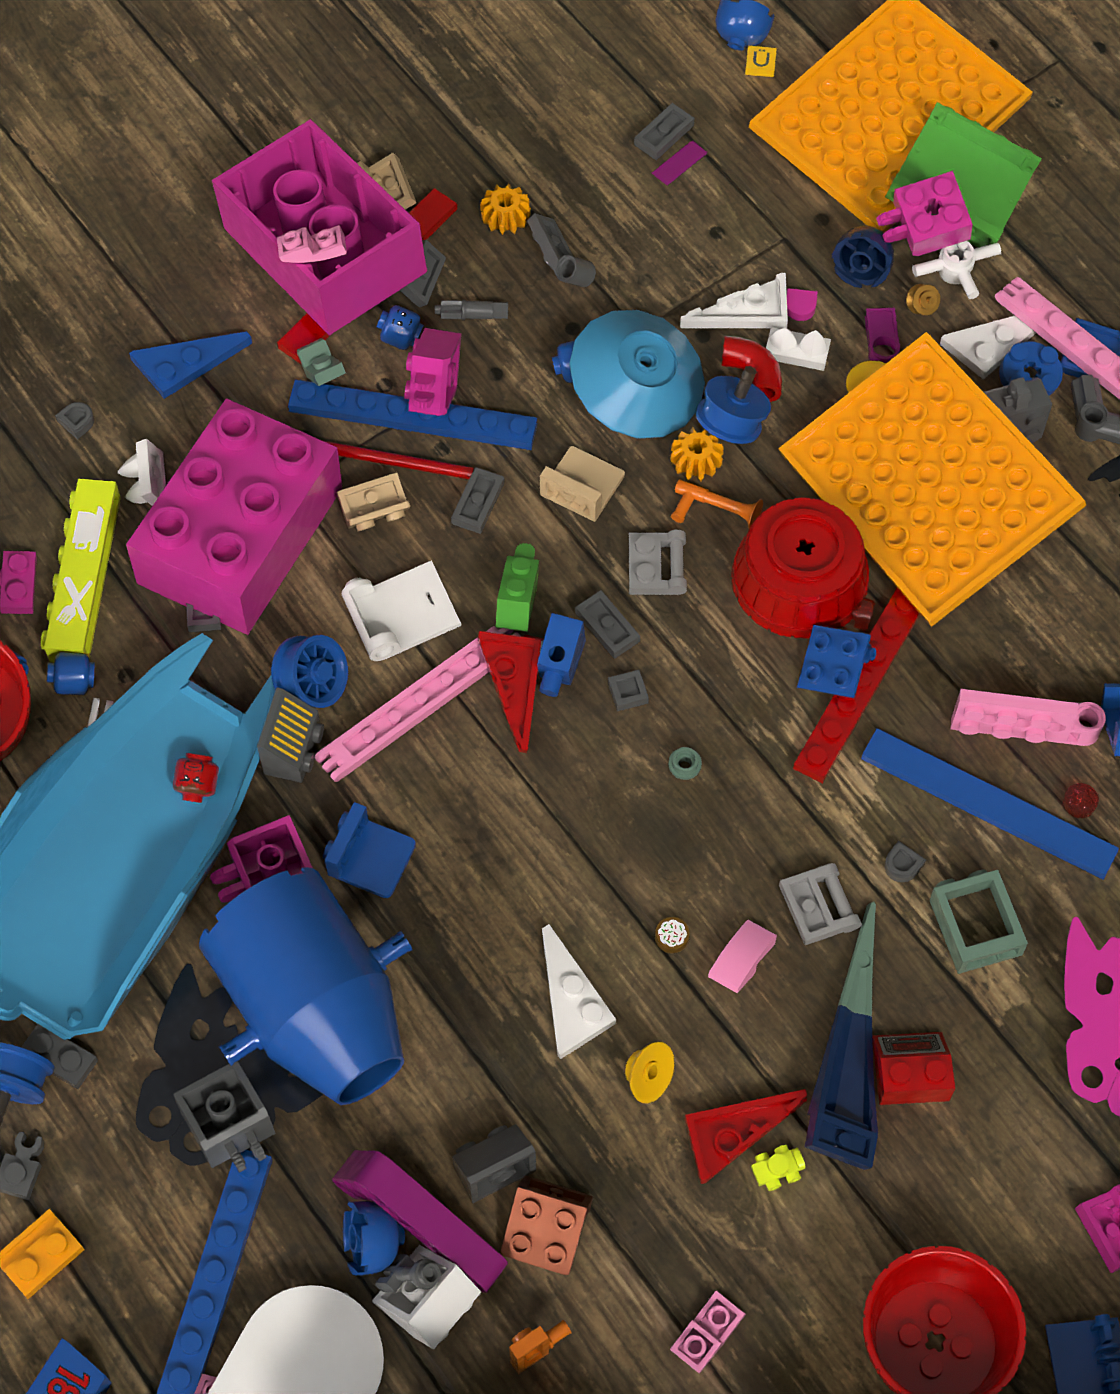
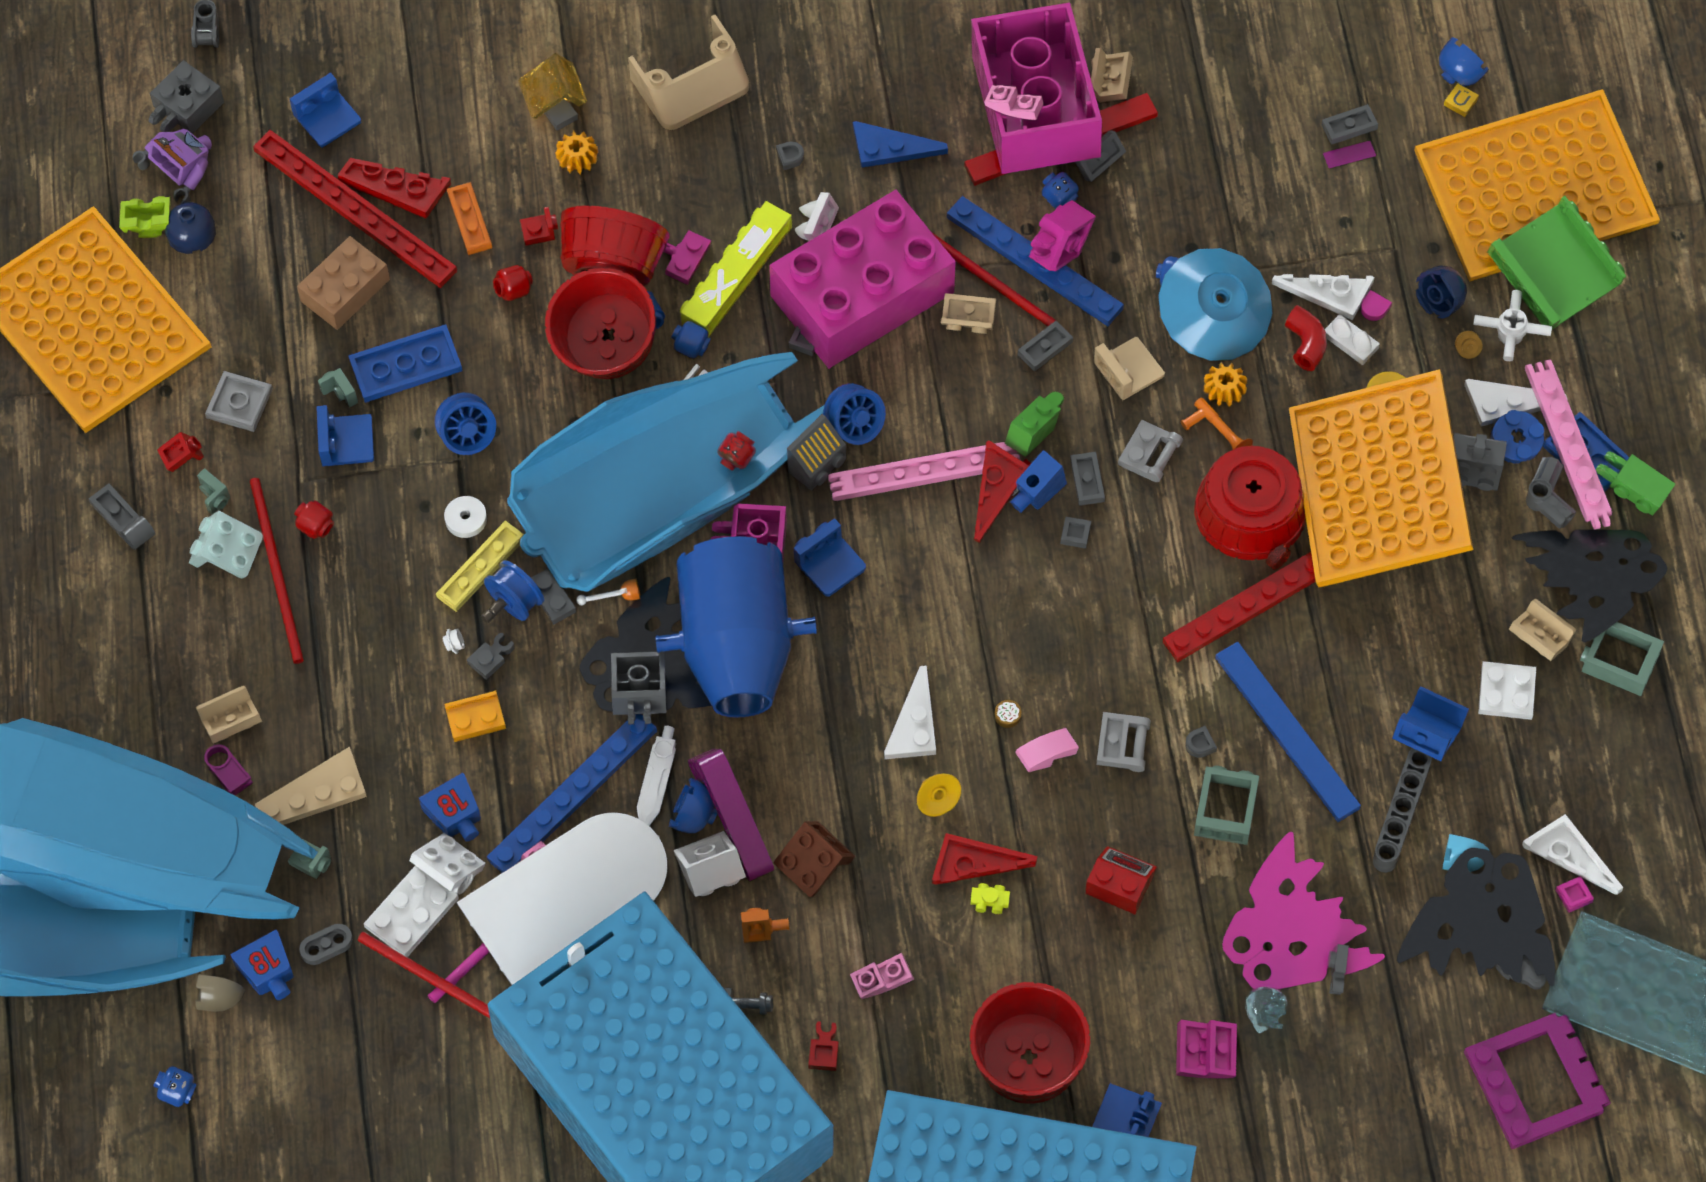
camera: 30 degrees right, 0 degrees up
(149, 1003) = (628, 590): none -> hinge
(303, 1219) = (656, 776): none -> white piece
(319, 363) = (986, 190): sand green bracket -> none
(398, 611) = (943, 400): white door -> none
(423, 1274) = (710, 842): dark grey hinge -> none
(472, 309) = (1122, 200): dark grey piece -> none
(494, 1162) = (799, 801): dark grey slope -> none
(505, 209) = (1191, 133): light orange gear -> none
(557, 253) = (1211, 185): dark grey plate -> none
(685, 754) = (1088, 595): sand green plate -> none
(733, 408) = (1269, 362): blue wheel -> none
(835, 661) = (1234, 579): blue hinge -> none
(844, 1095) = (1060, 875): dark blue plate -> none
(881, 330) = (1423, 353): magenta piece -> none
(914, 208) = (1493, 269): dark pink hinge -> none
(1027, 718) = (1348, 684): bright pink hinge -> none
(1080, 800) = (1355, 760): clear red tile -> none

